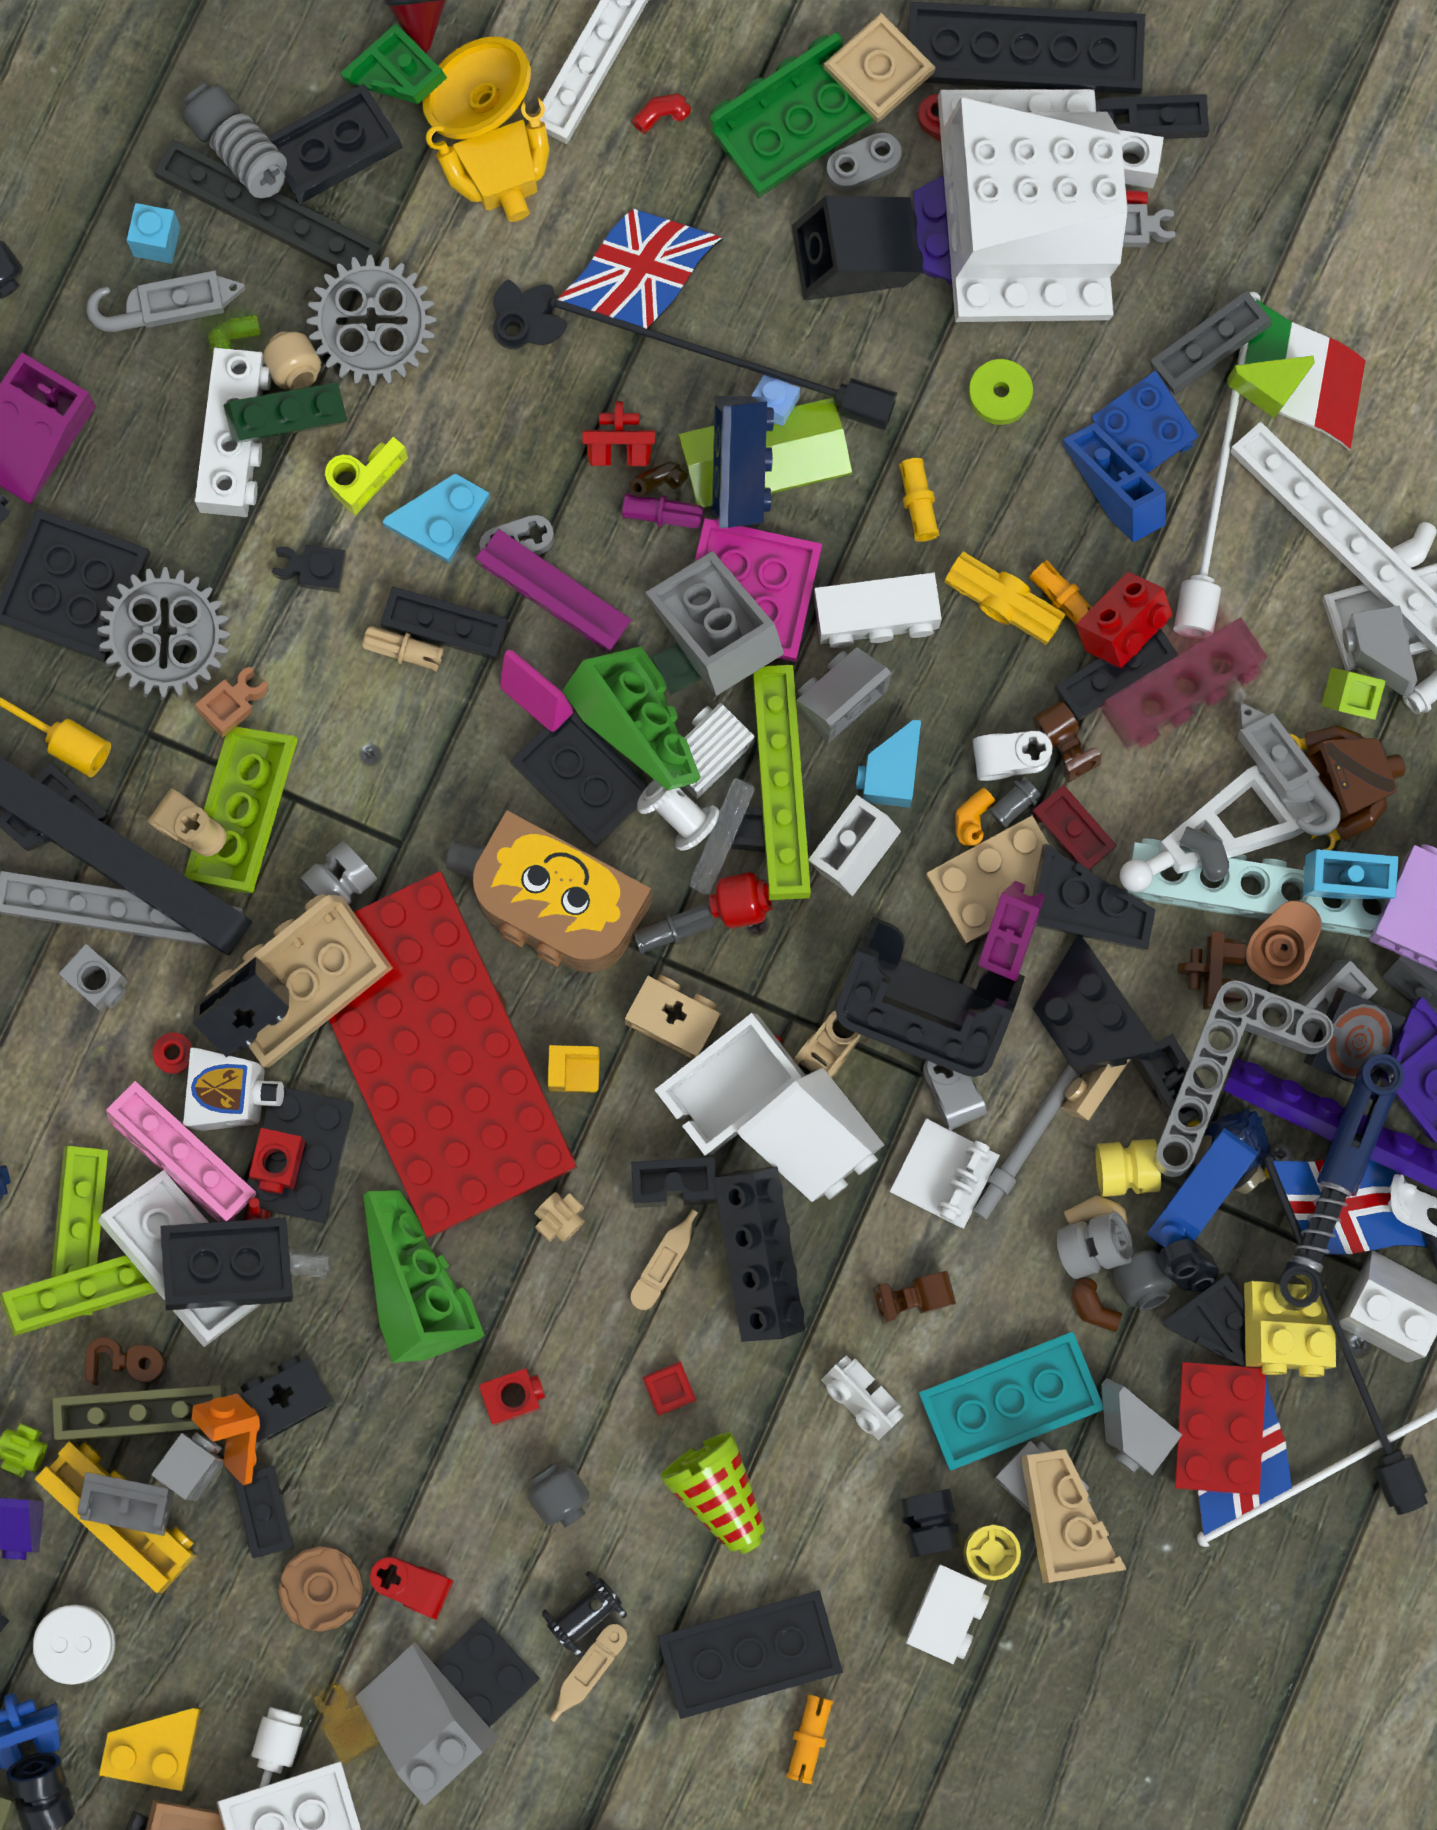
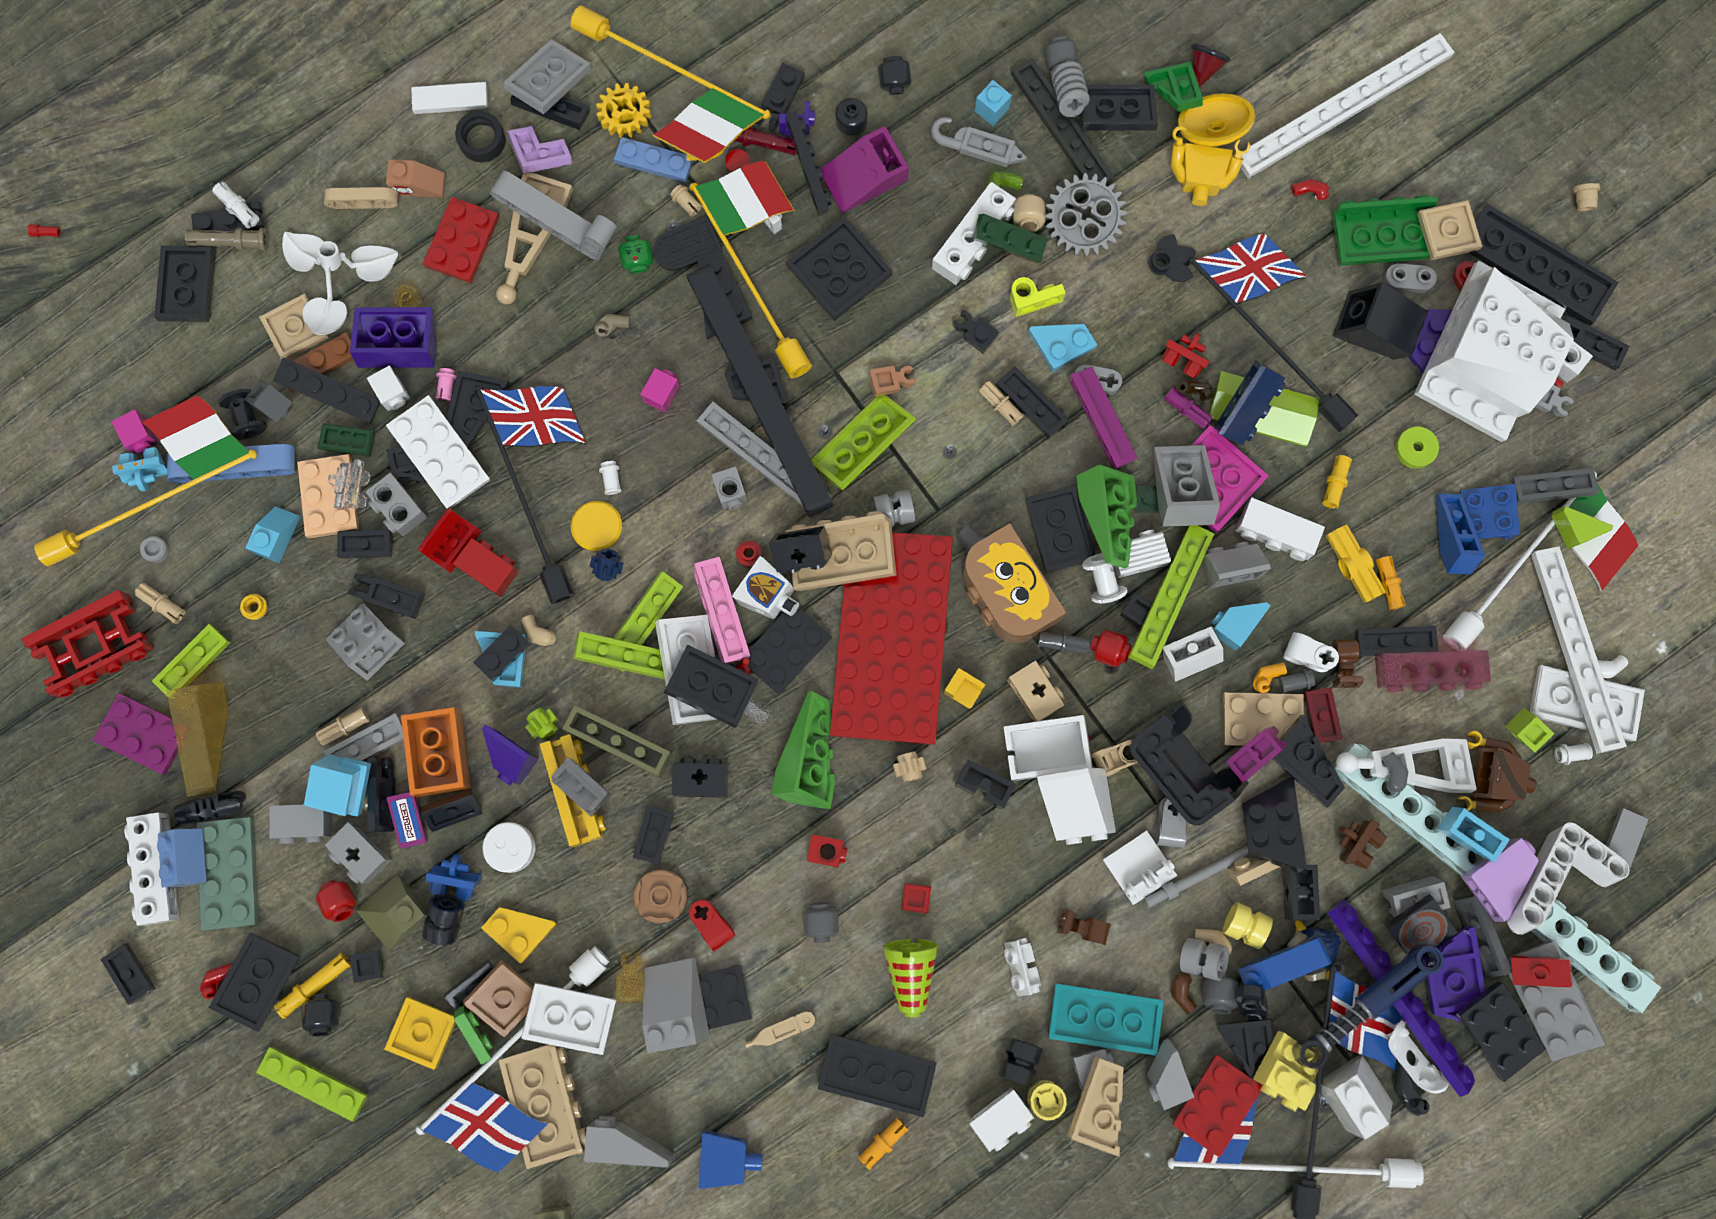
camera: 30 degrees right, 0 degrees up
(127, 631) = (893, 334): light grey gear -> none
(141, 1361) = (634, 712): reddish brown leg -> none
(188, 824) = (828, 433): tan piece -> none
(189, 1465) = (627, 786): light grey brick -> none
(238, 1423) = (666, 779): orange bracket -> none
(269, 1143) = (774, 633): red brick -> none
(534, 692) = (1060, 467): dark pink slope -> none
(580, 1618) = (793, 998): black hose -> none
(662, 1264) = (951, 826): tan piece -> none
(722, 836) = (1121, 606): clear axle -> none
(759, 1254) = (1010, 853): black brick -> none
(779, 395) = (1292, 381): light blue plate -> none
(1124, 619) = (1419, 614): red brick -> none
(1219, 1061) = (1336, 897): light grey beam -> none
(1286, 766) = (1467, 749): light grey plate -> none
(1291, 924) = (1421, 842): nougat cap -> none
(1382, 647) = (1561, 713): light grey slope -> none

